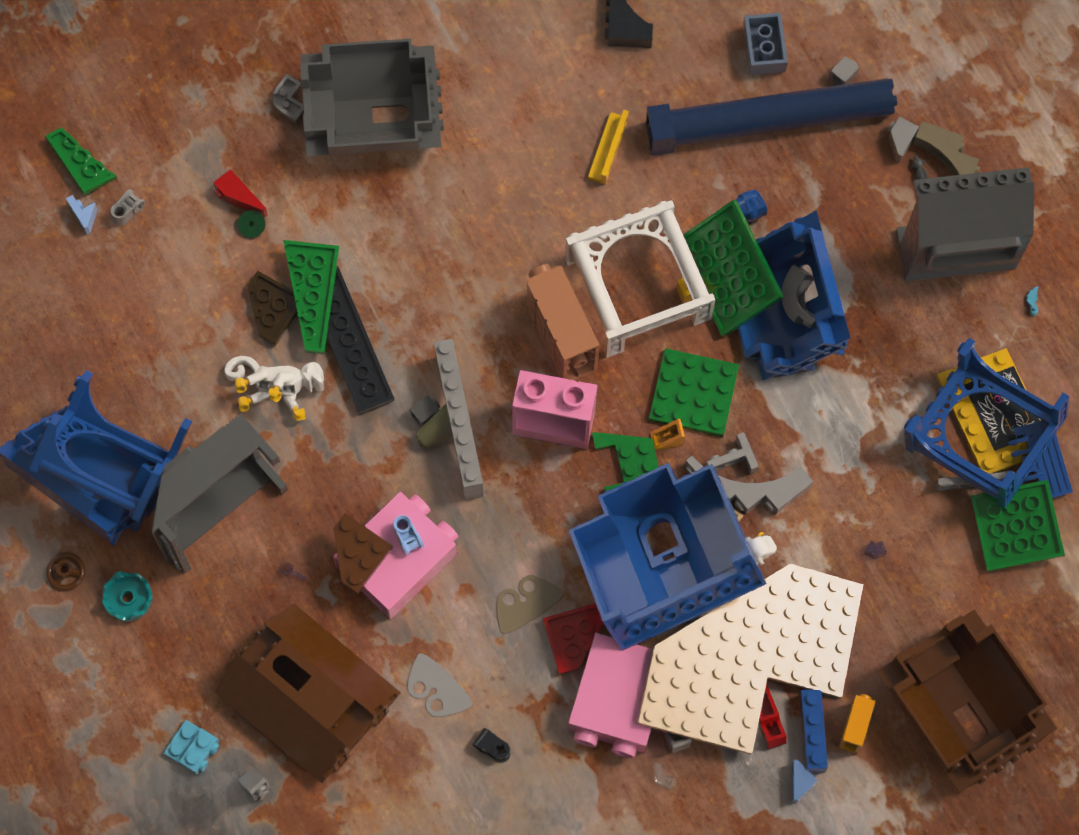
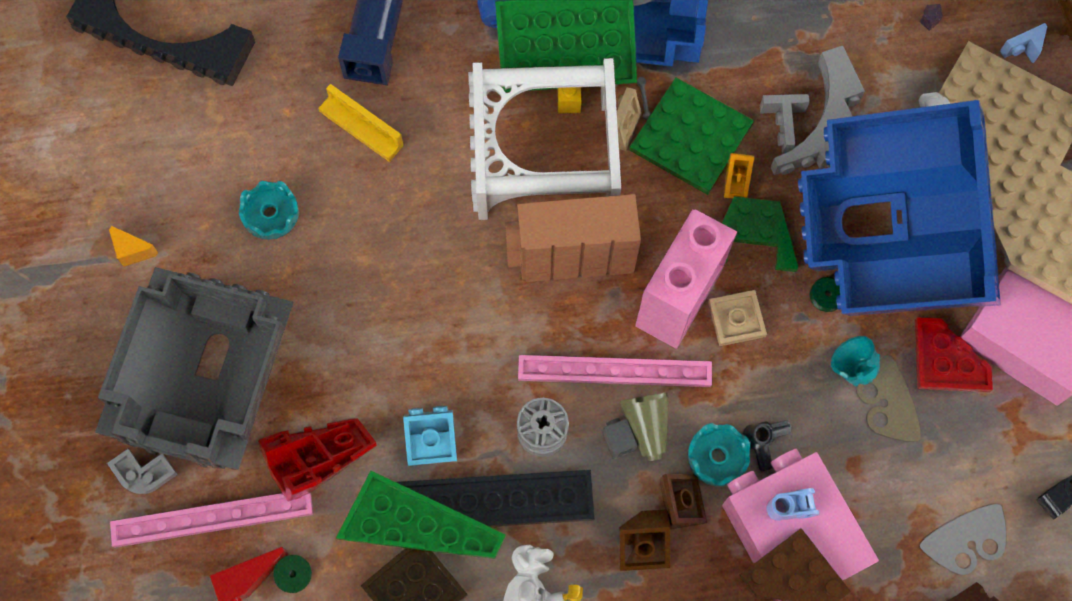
camera: 70 degrees left, 0 degrees up
(272, 157) = (208, 519): none -> bright pink plate
(338, 205) = (312, 457): none -> red wedge
(354, 452) = (645, 541): none -> reddish brown slope
(381, 279) = (430, 436): none -> medium azure plate
(393, 469) = (682, 500): none -> reddish brown slope
(413, 363) = (549, 439): none -> light grey wheel
(437, 472) = (723, 438): none -> teal plate
(448, 24) = (130, 248): none -> light orange slope
(459, 419) = (712, 404): light grey arch -> none
(468, 517) = (767, 435): none -> black axle
(477, 394) = (615, 371): none -> bright pink plate
(513, 96) = (263, 196): none -> teal plate
(544, 564) = (856, 360): none -> teal helmet
(551, 469) = (737, 318): none -> tan plate
(683, 335) = (627, 117): none -> tan plate
(726, 341) = (641, 82): none -> dark grey hinge
(882, 635) = (1029, 41): none -> light blue slope

